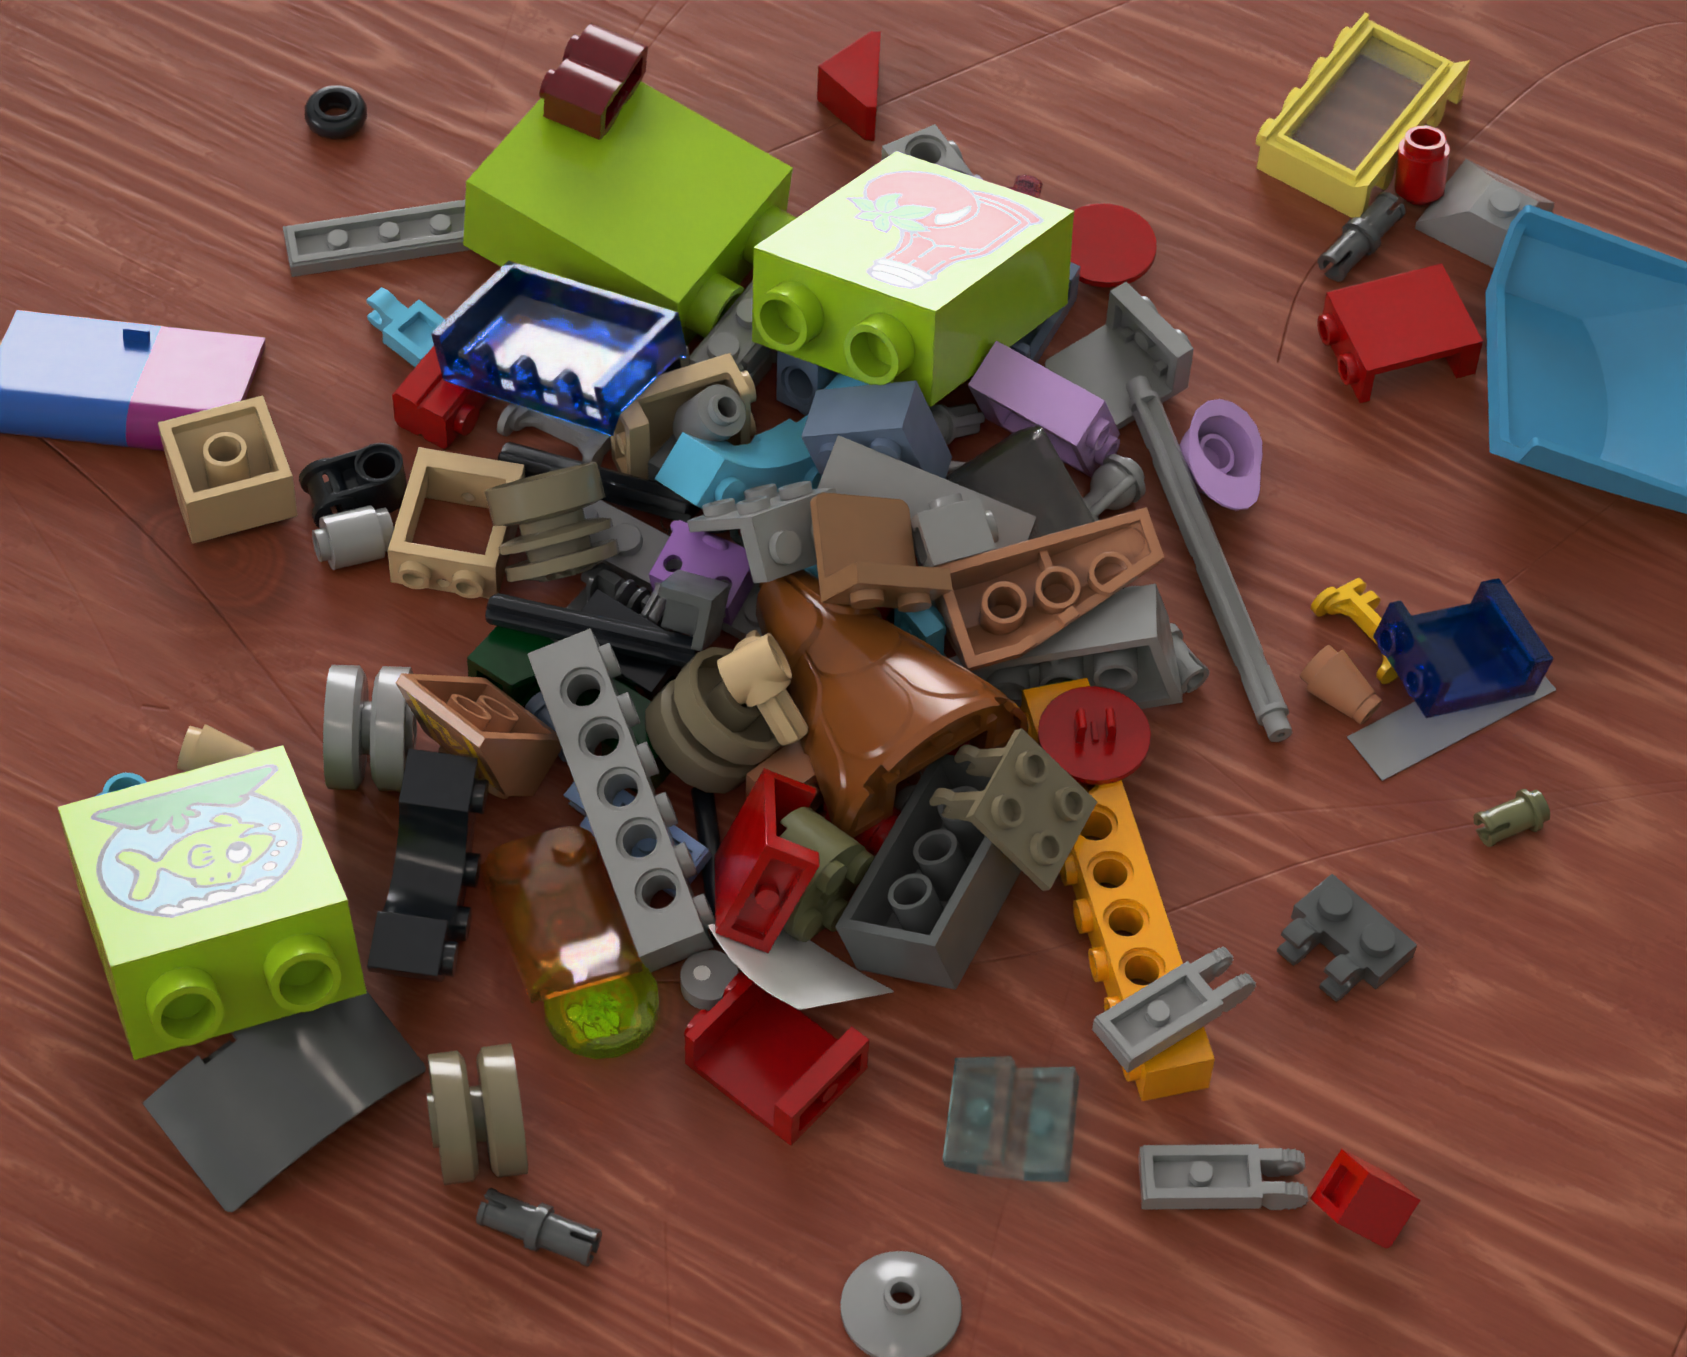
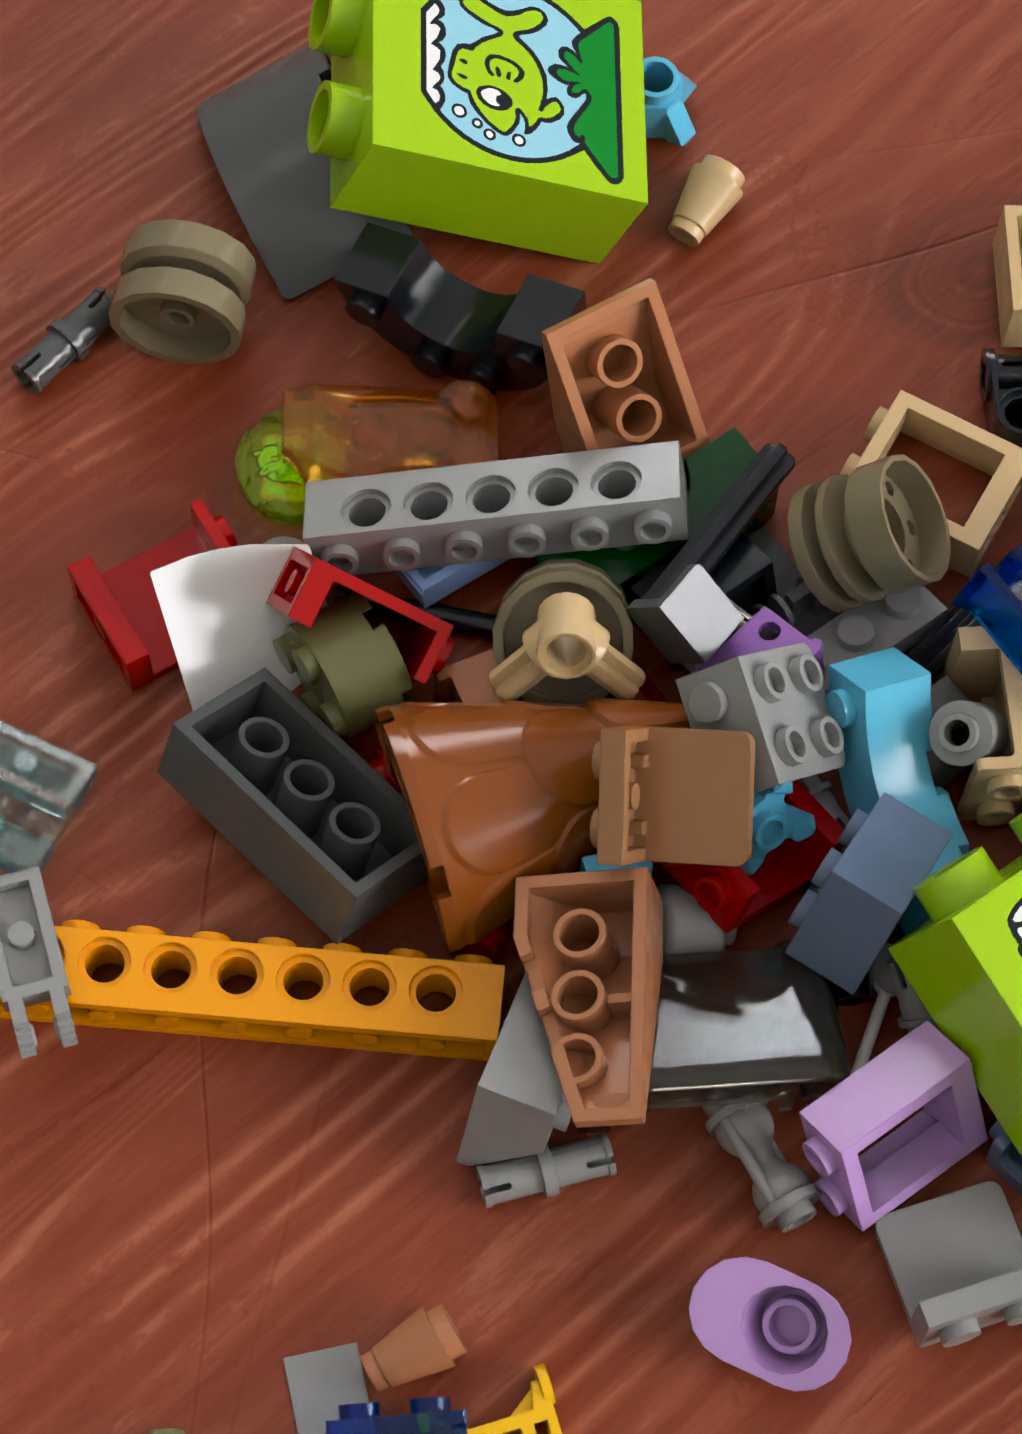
camera: 110 degrees right, 10 degrees up
(353, 536) = (949, 377): light grey brick -> none
(365, 727) = (699, 296): light grey wheel -> none
(866, 472) = (753, 904): light grey sticker -> none
(953, 530) = (691, 907): light grey brick -> none
(1027, 808) = (308, 875): dark tan plate -> none
(1095, 734) = (414, 1016): red piece -> none
(1209, 560) = (637, 1261): light grey piece -> none
(1353, 931) = (92, 1233): dark grey plate -> none

